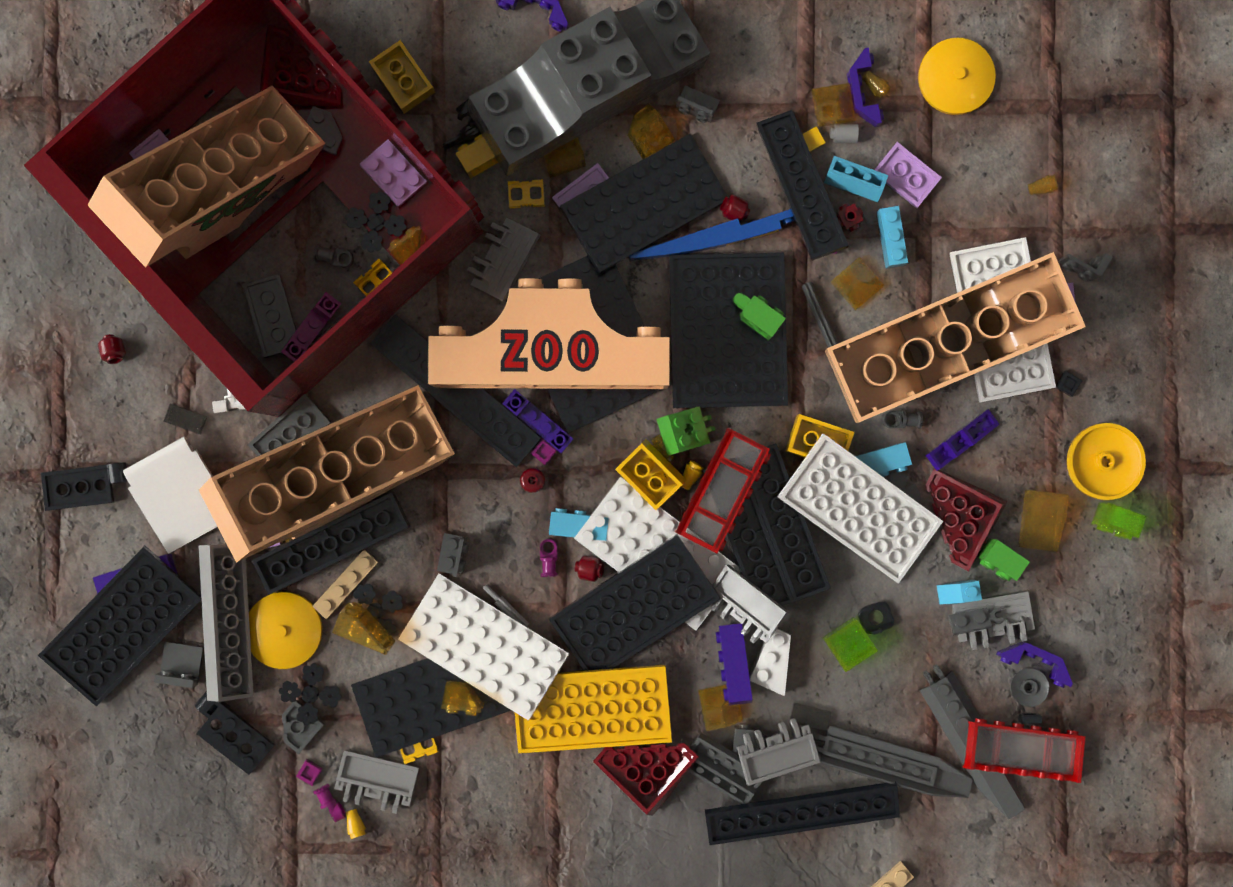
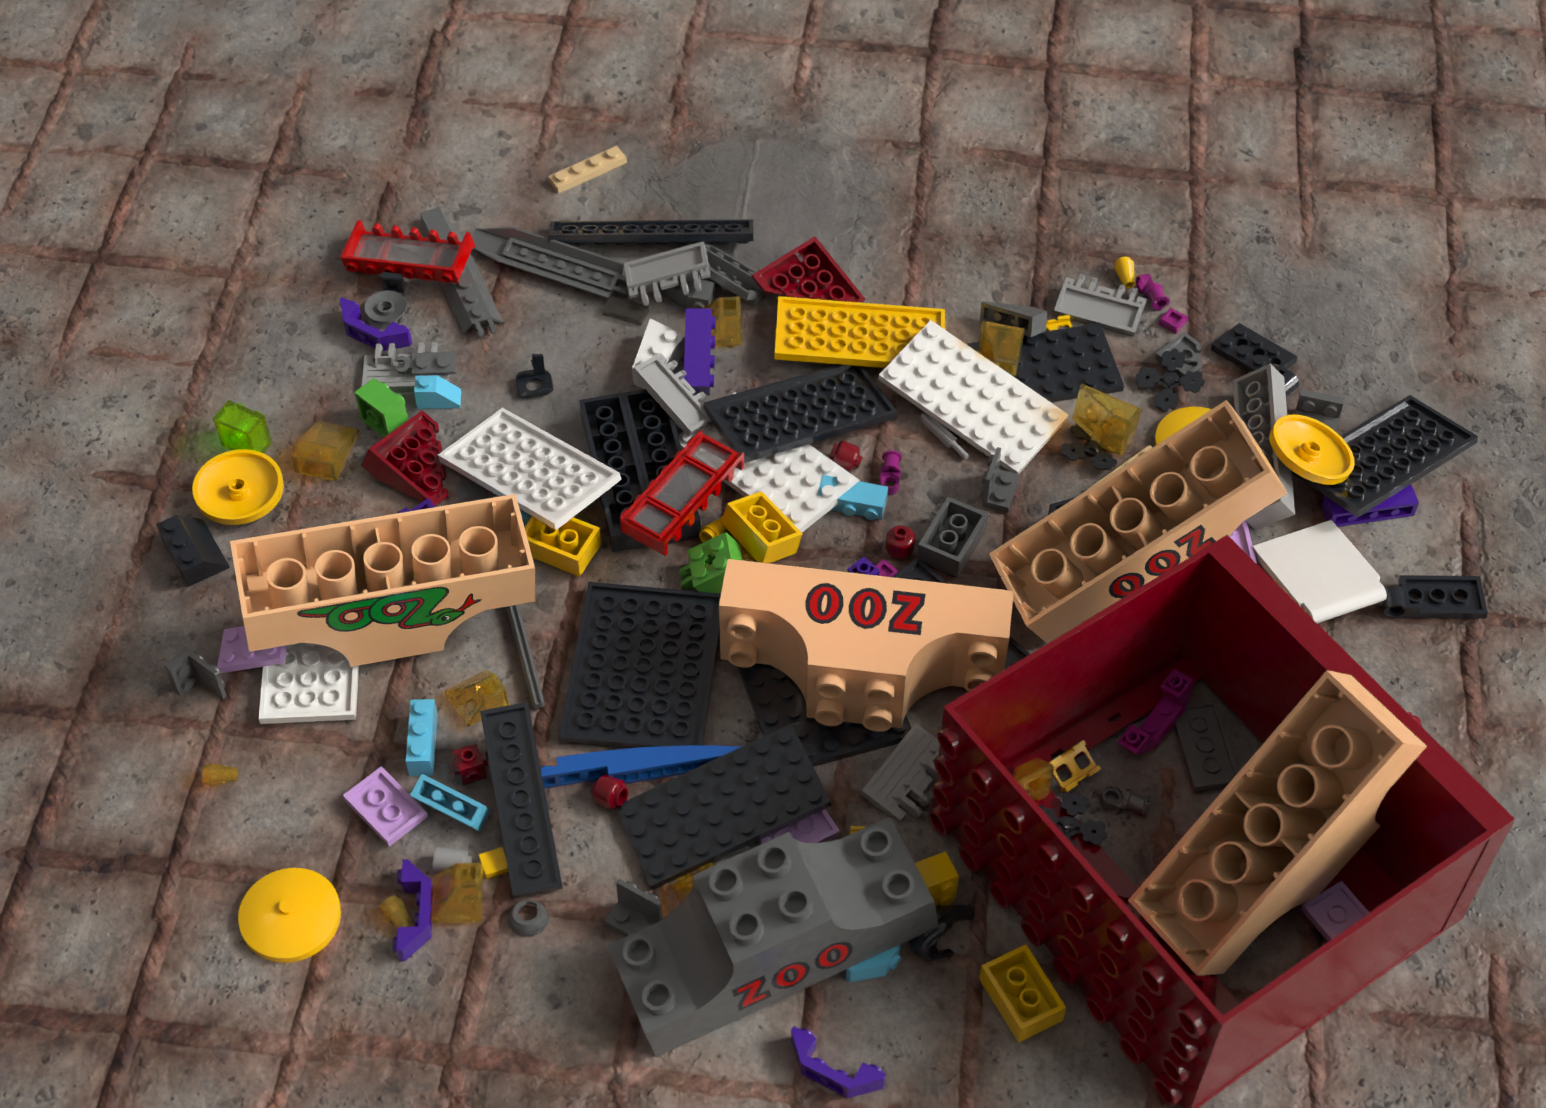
camera: 170 degrees left, 35 degrees down
(182, 607) = (1311, 449): none -> yellow dish
(451, 746) = (1026, 317): none -> dark grey slope
(488, 489) = (952, 537): none -> dark grey brick
(759, 315) = (602, 658): bright green hinge -> none
(766, 98) = (530, 927): none -> dark grey piece
(849, 644) = (569, 358): clear neon green brick -> none
(1127, 396) = (192, 548): none -> black slope

